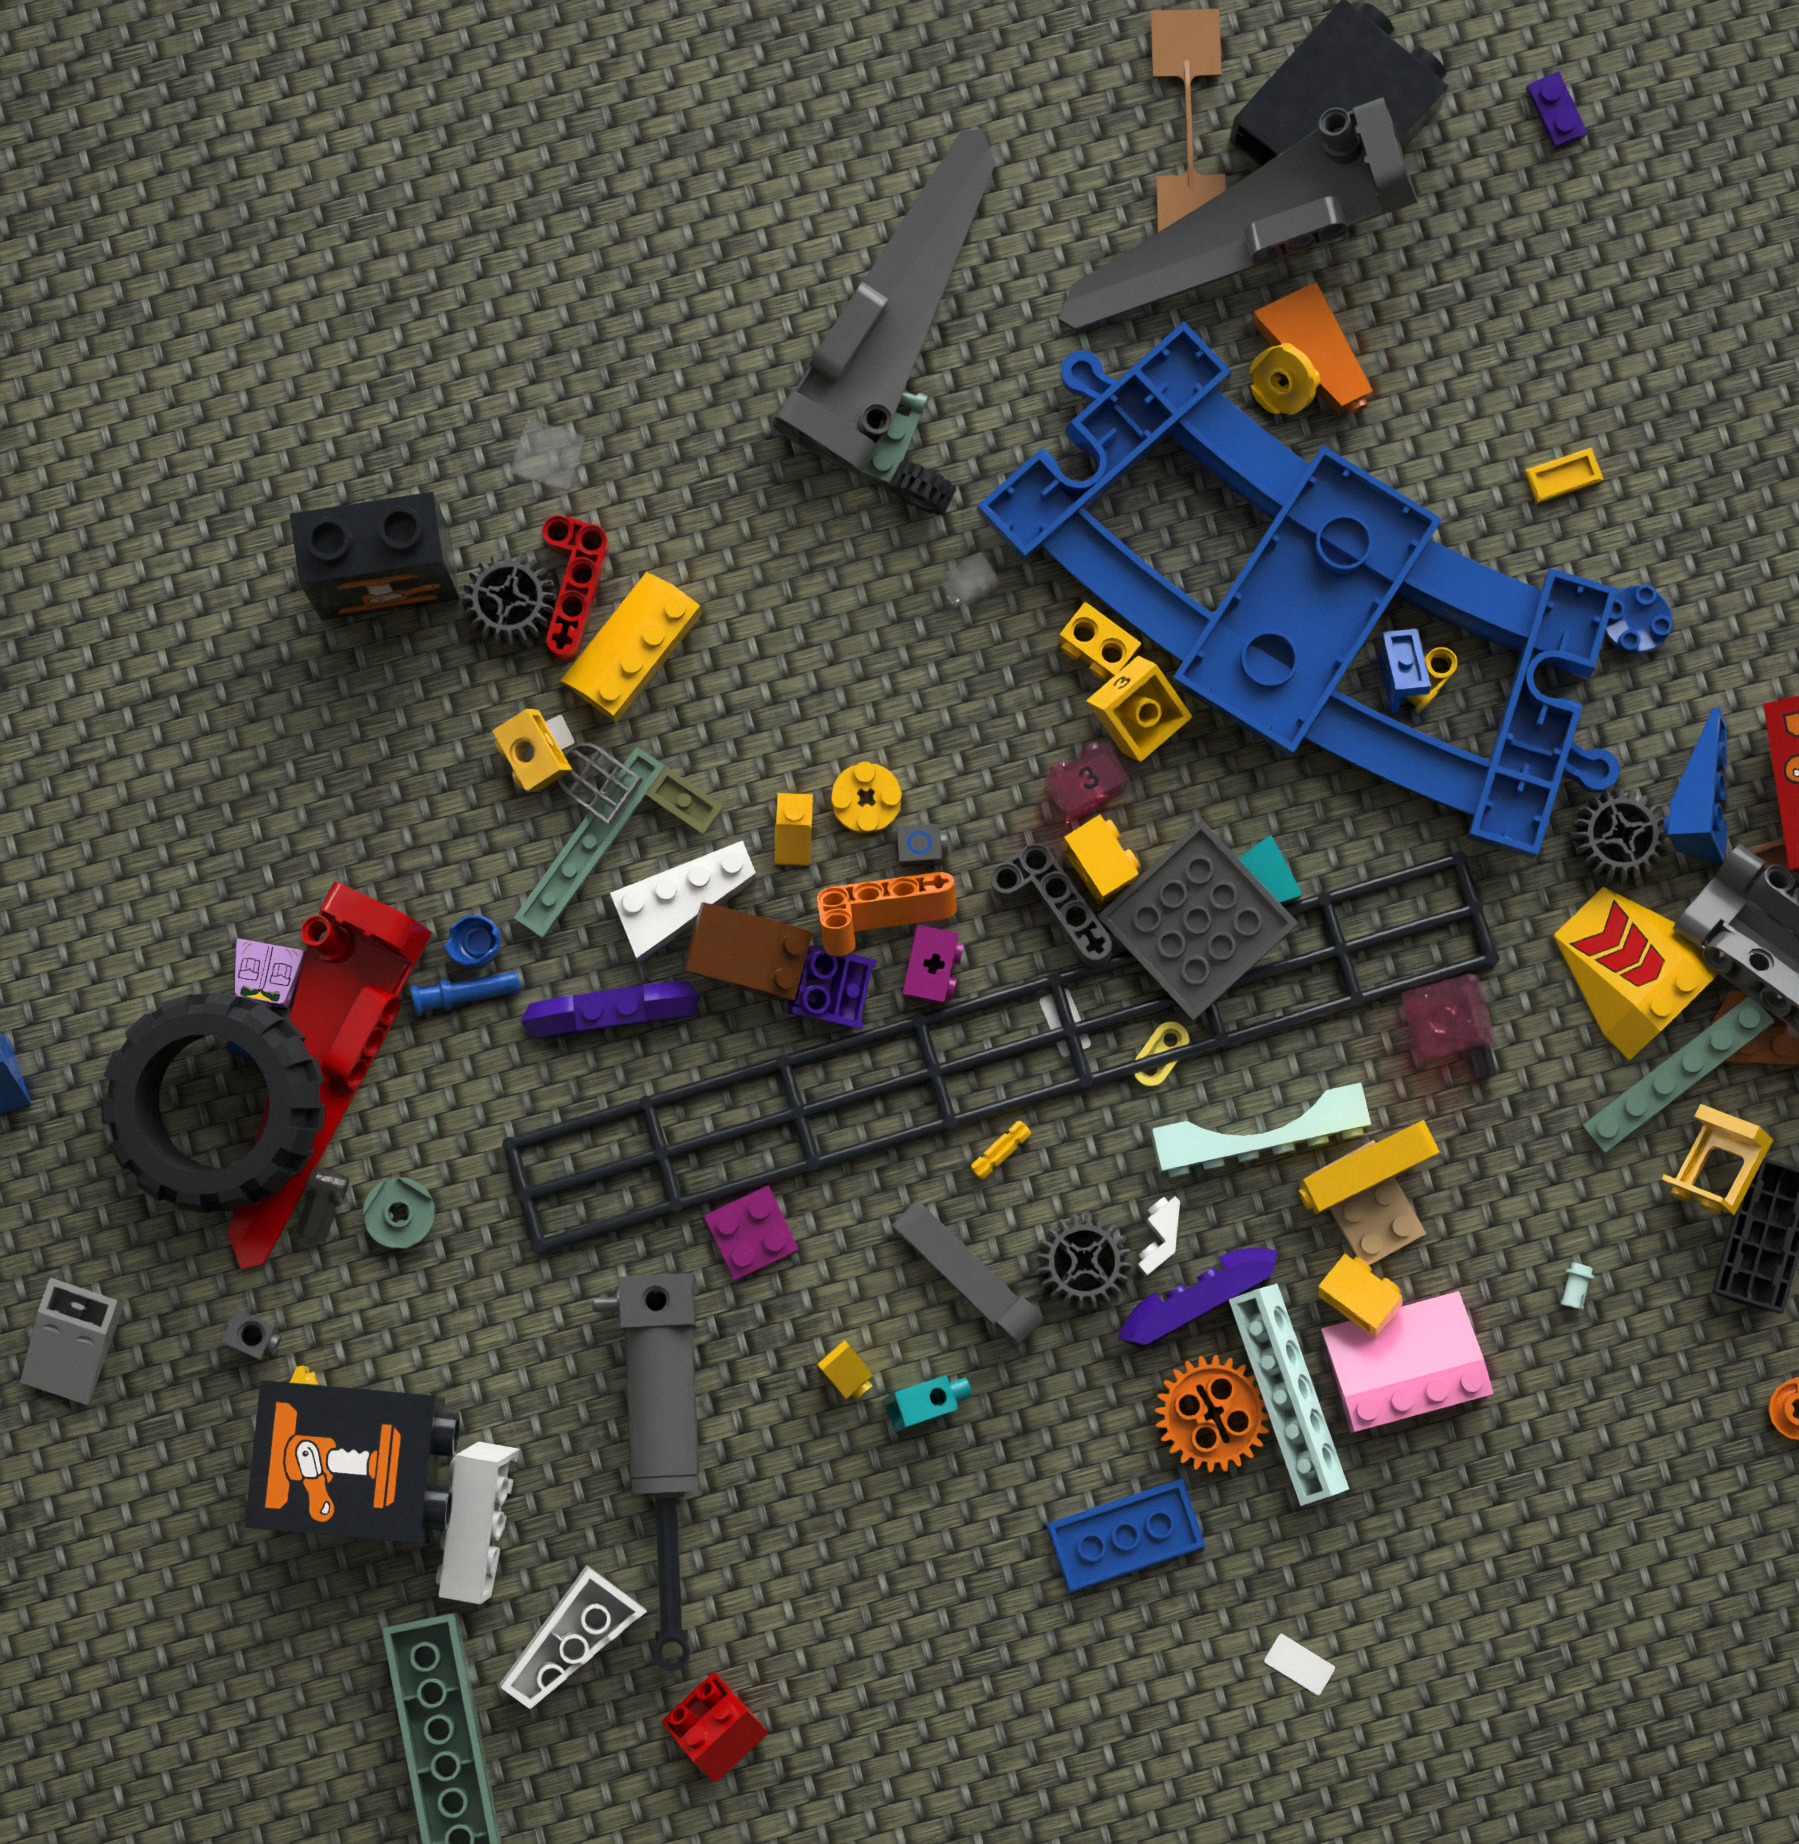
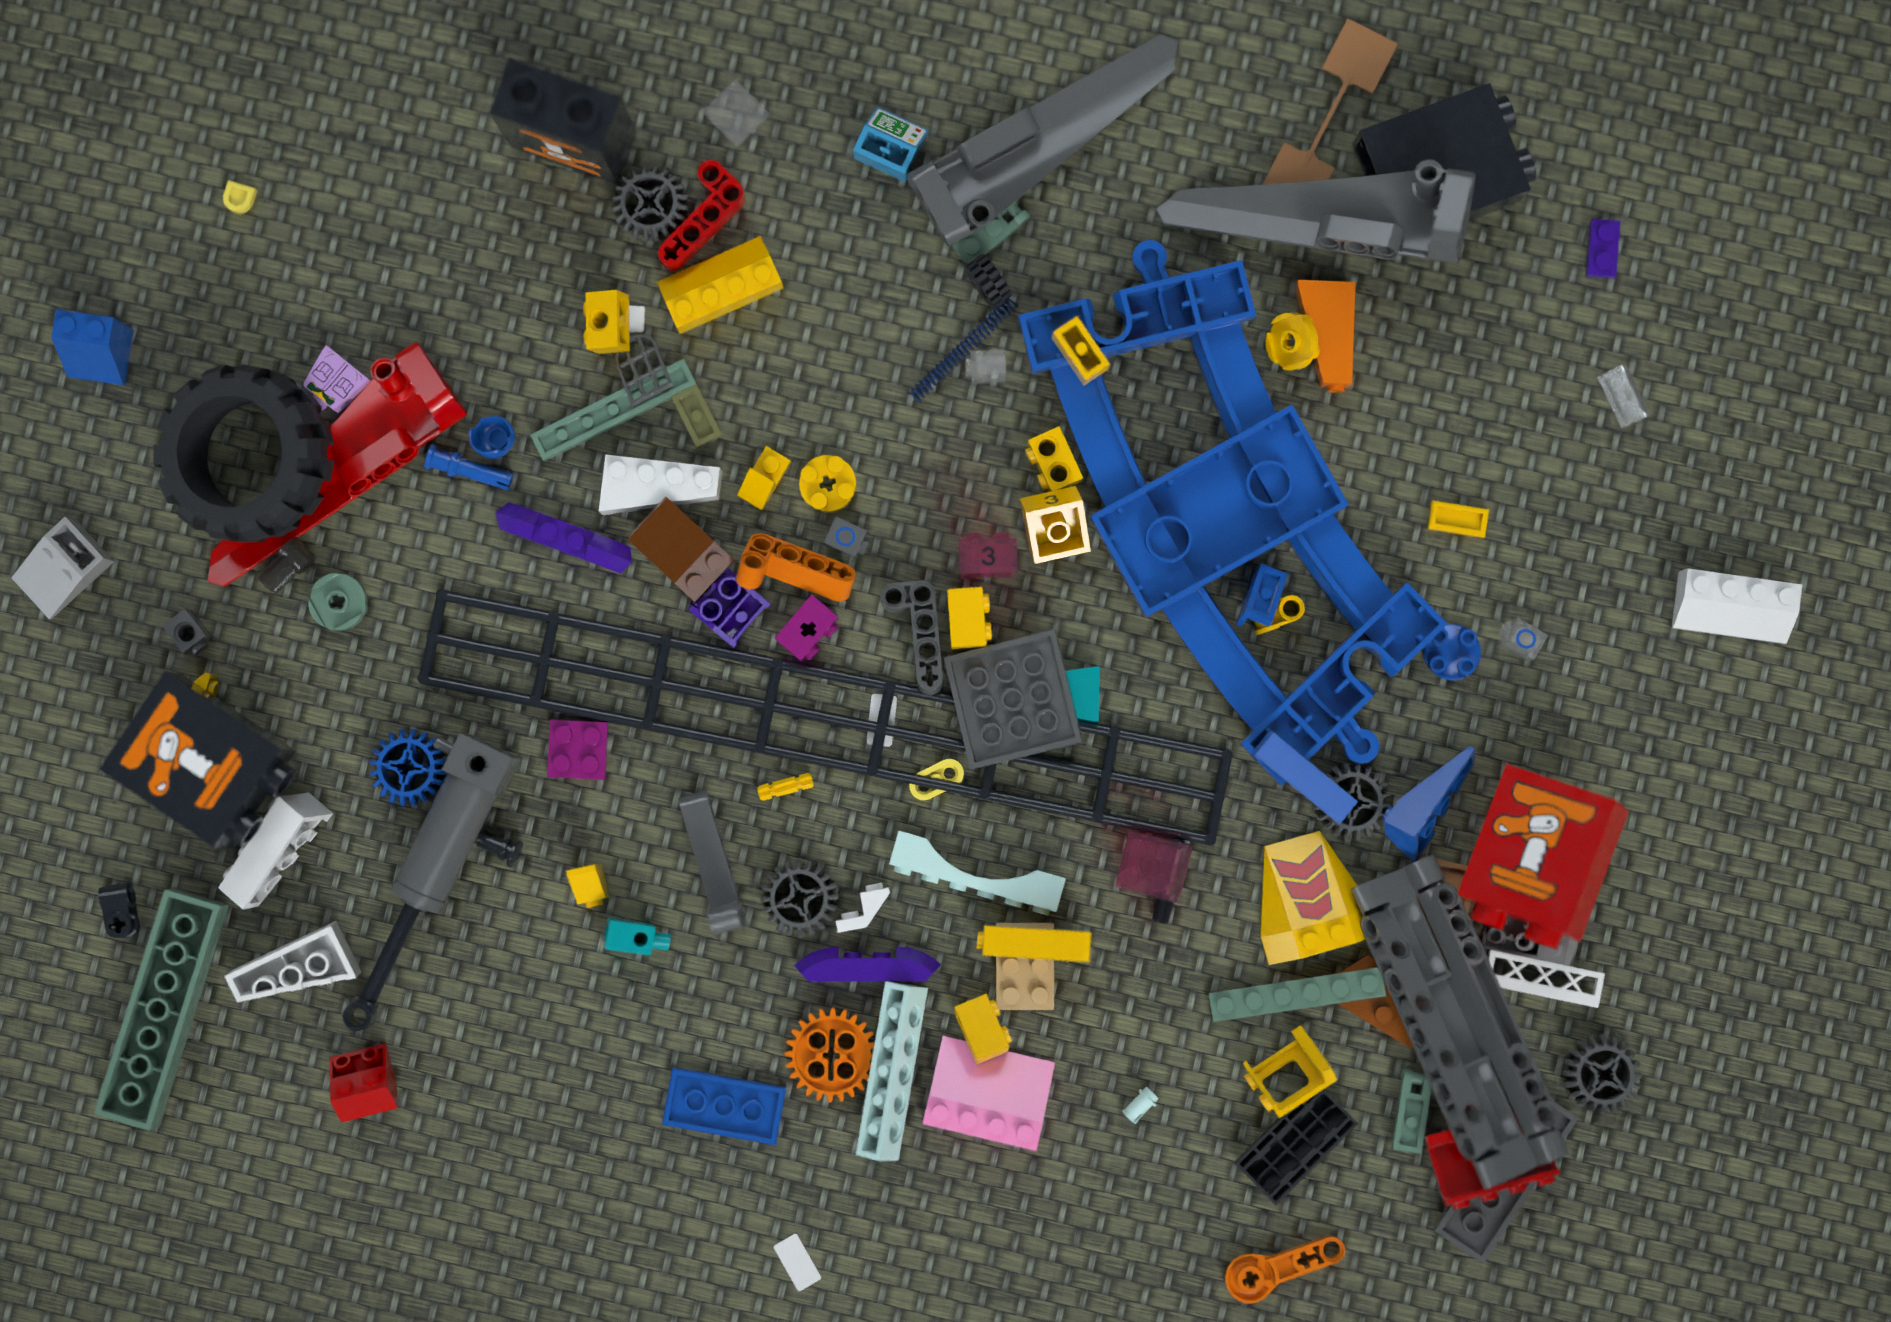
camera: 30 degrees right, 5 degrees up
(49, 831) = (239, 197): none -> light yellow tile
(335, 1677) = (119, 905): none -> black piece
(565, 1321) = (383, 763): none -> blue gear
(725, 1384) = (503, 848): none -> black pin
(735, 399) = (890, 144): none -> dark azure slope
(929, 573) = (961, 346): none -> dark blue piece
(1067, 506) = (1080, 350): none -> yellow brick
(1557, 832) = (1304, 777): none -> tile
(1666, 252) = (1623, 396): none -> clear plate
(1703, 565) = (1522, 639): none -> clear brick

